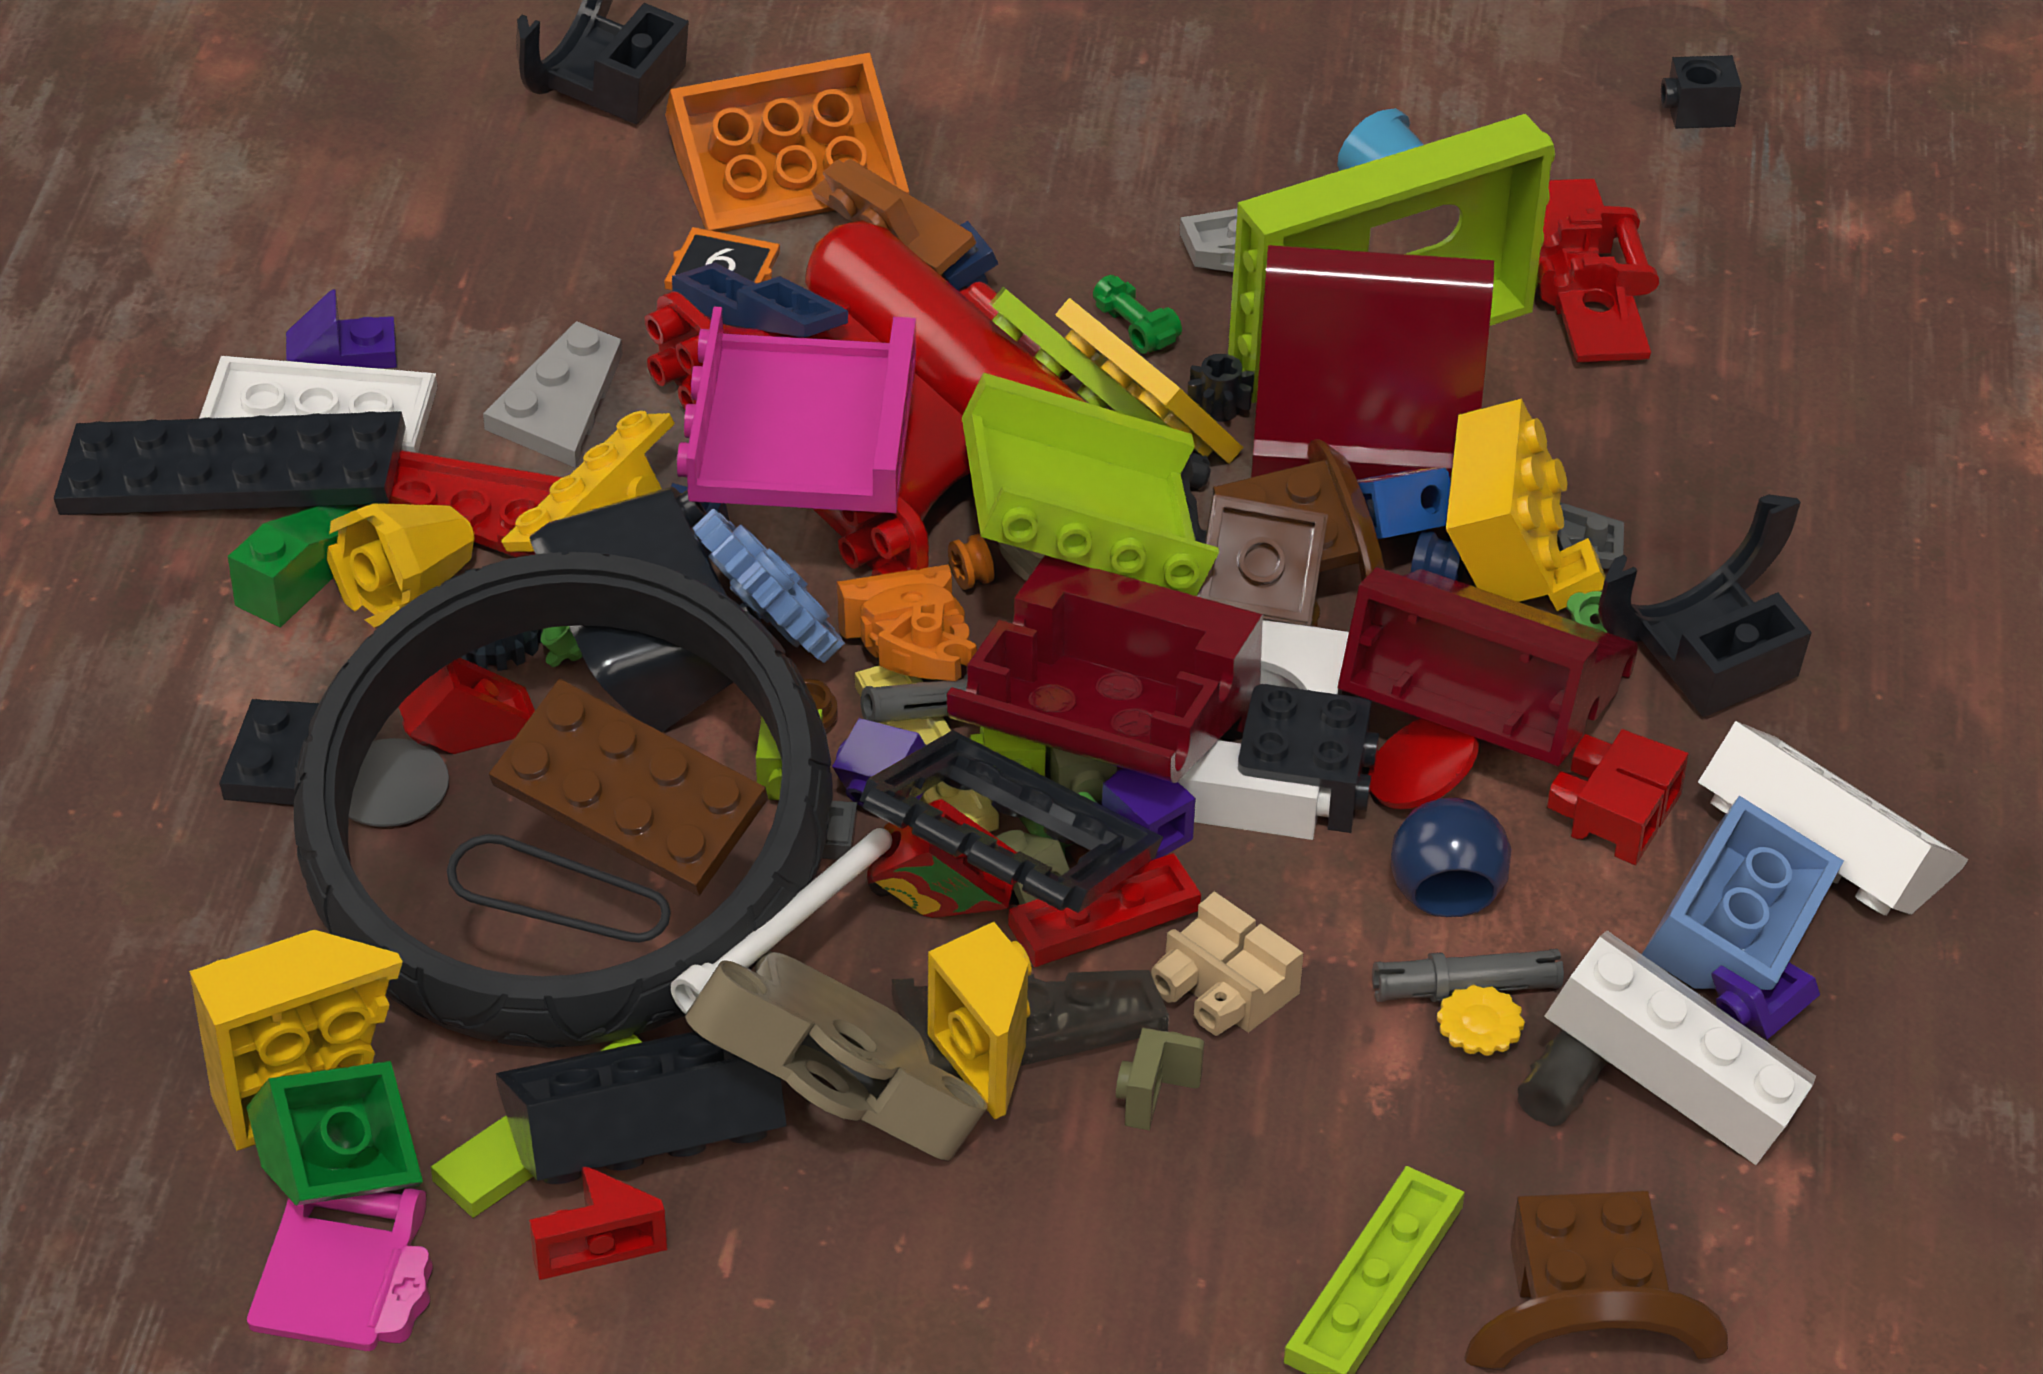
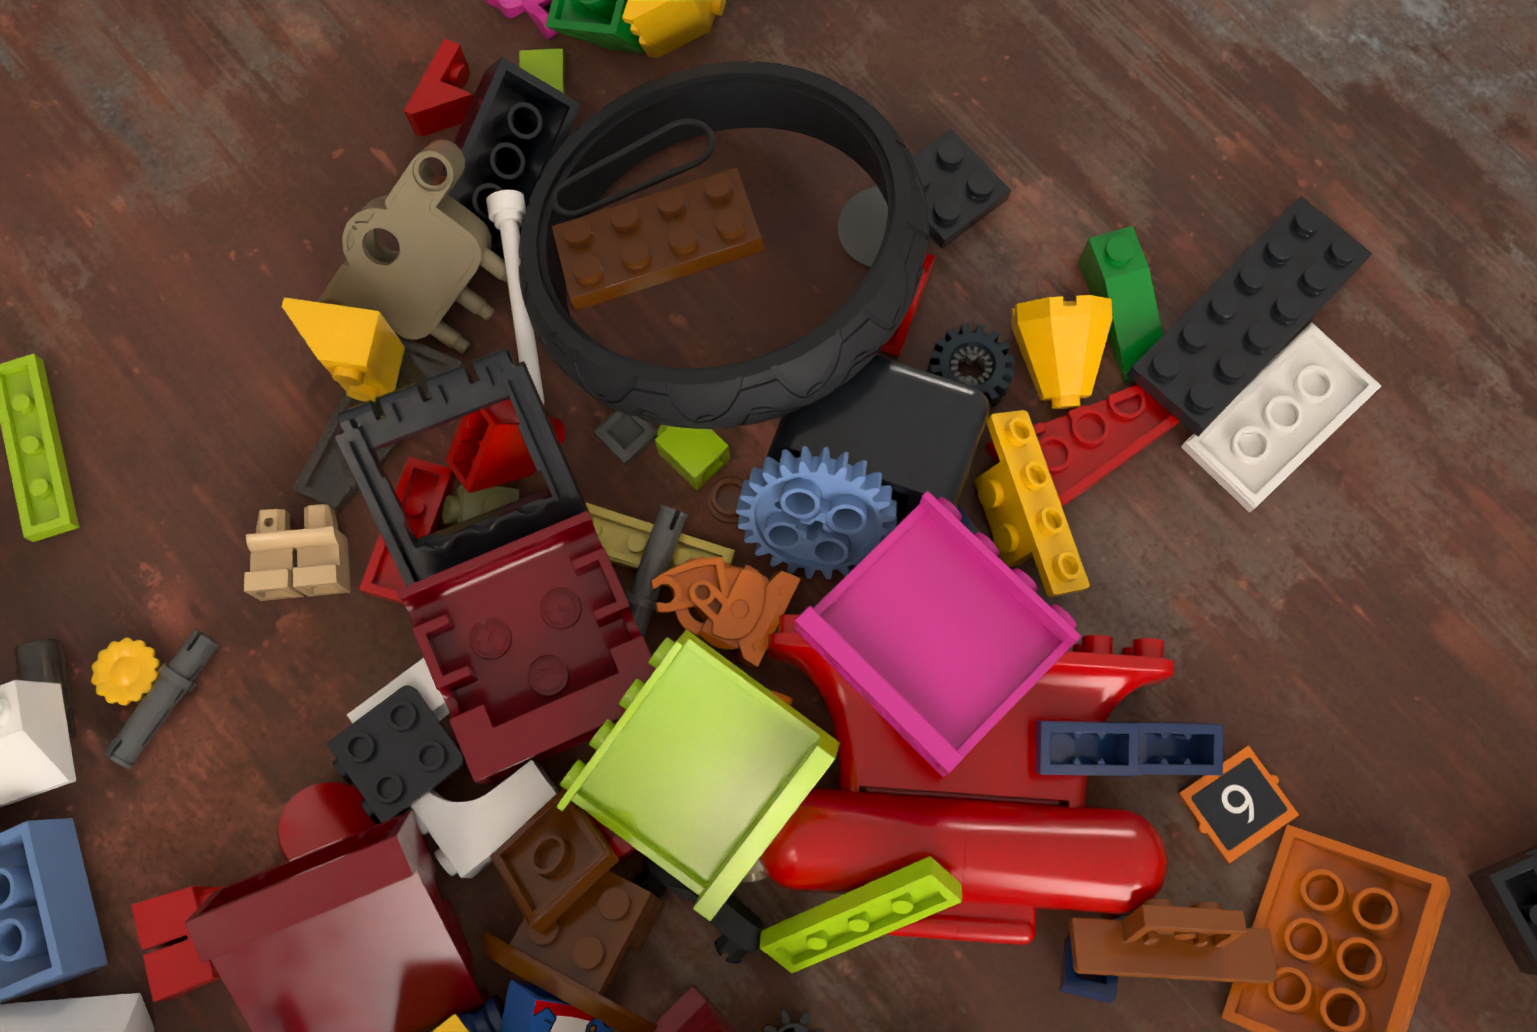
camera: 135 degrees right, 30 degrees up
(325, 339) = (1339, 476): dark purple slope -> none
(558, 395) = (1174, 579): light grey wing -> none
(870, 750) = (624, 486): brick -> none
(1146, 382) = (806, 955): yellow plate -> none
(1158, 1060) = (274, 457): olive bracket -> none
(1451, 857) = (234, 762): dark blue helmet -> none

